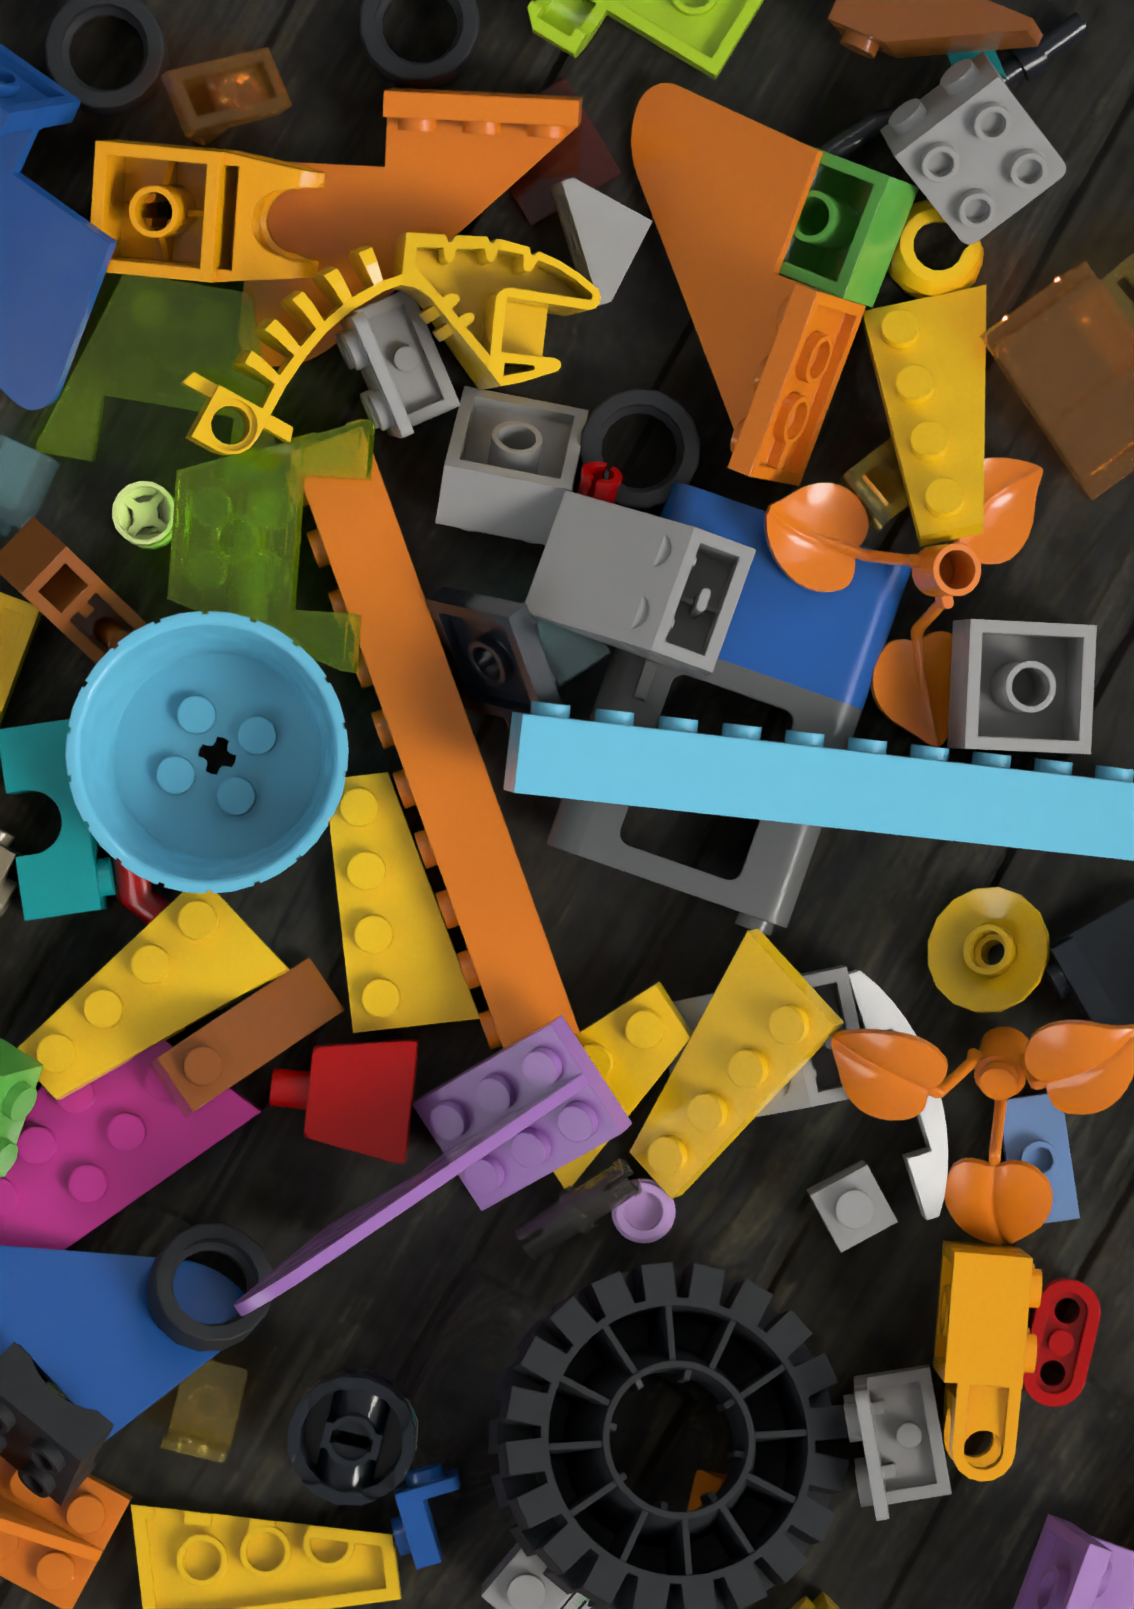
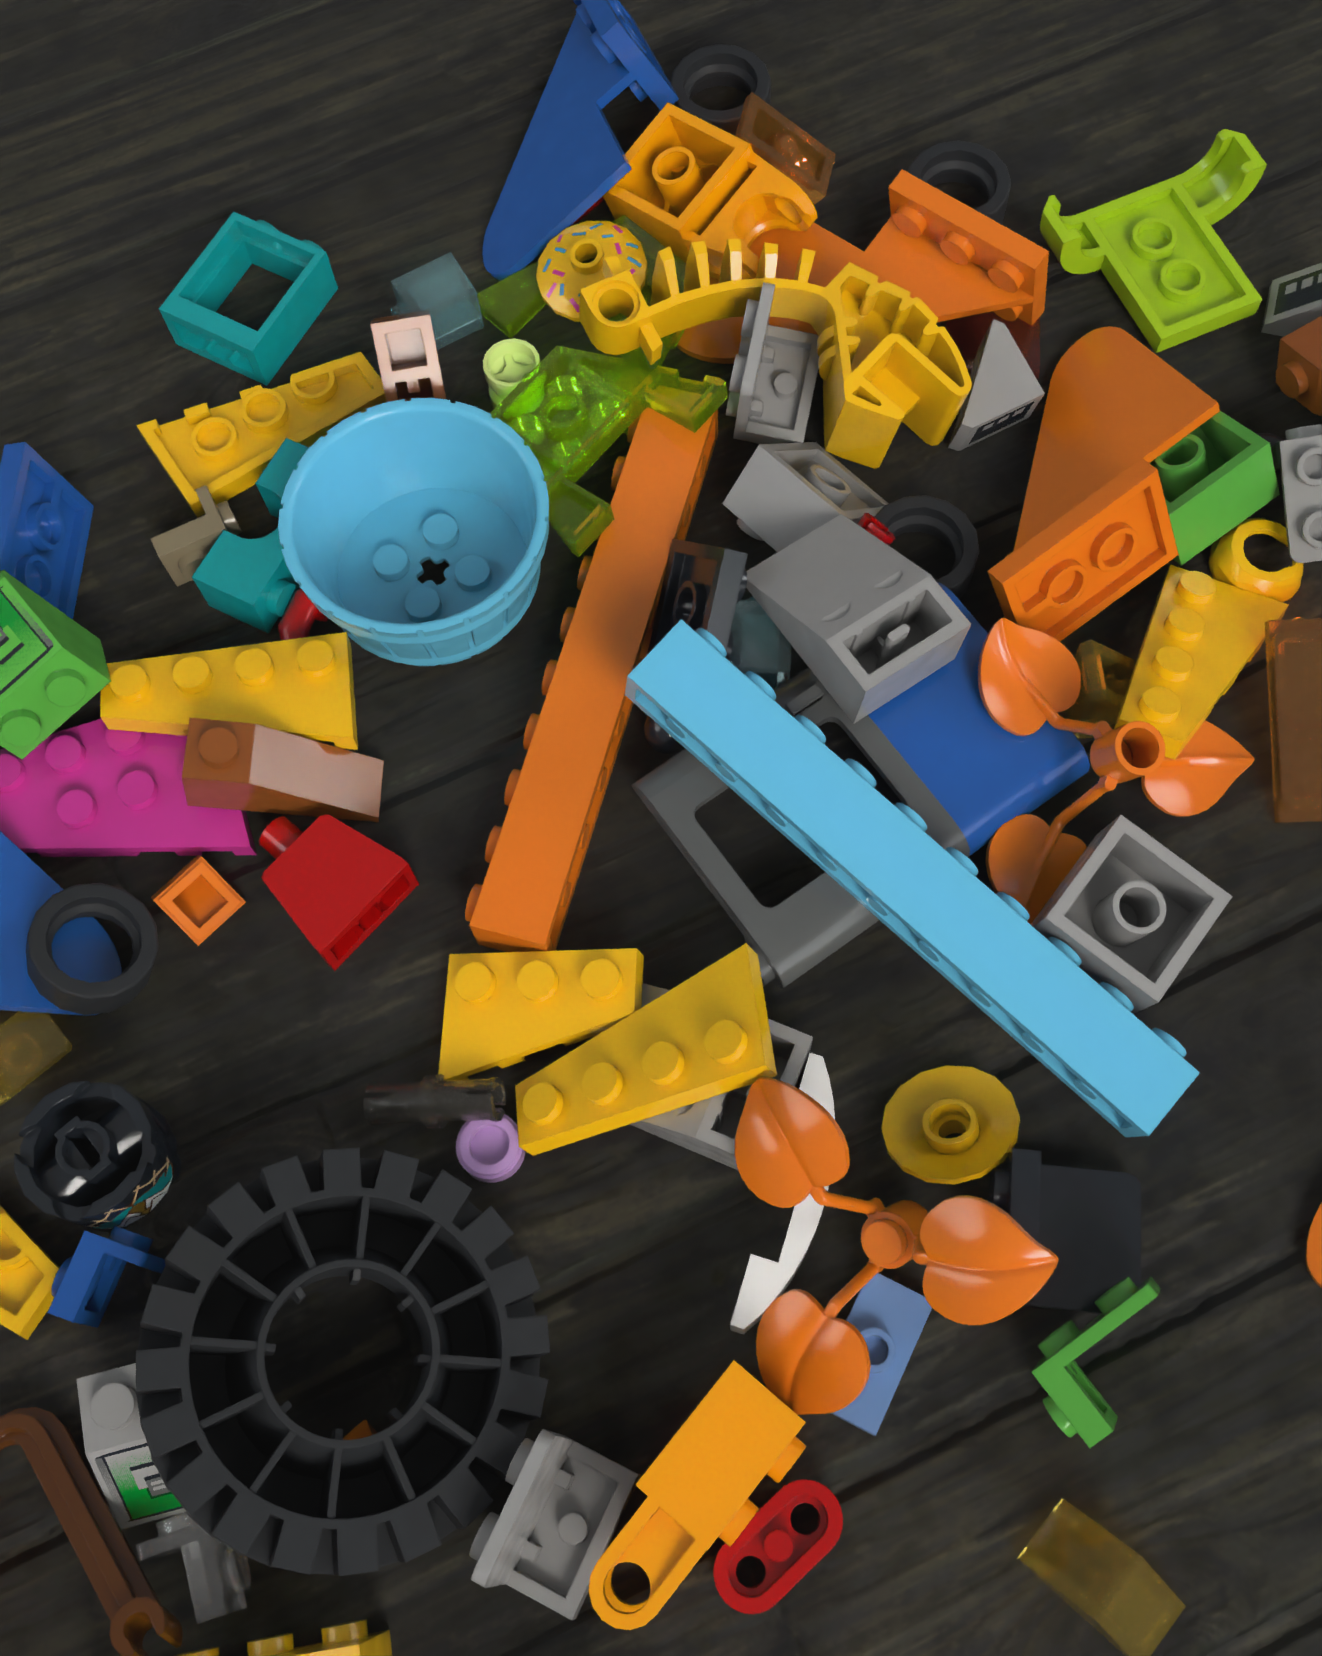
camera: 40 degrees right, 20 degrees down
(173, 350) = (561, 267): none -> yellow dish
(246, 1182) = (198, 899): none -> orange slope
(391, 925) = (461, 778): yellow wing -> none
(497, 1131) = (422, 976): medium lavender piece -> none
(851, 1205) = (671, 1266): light grey brick -> none

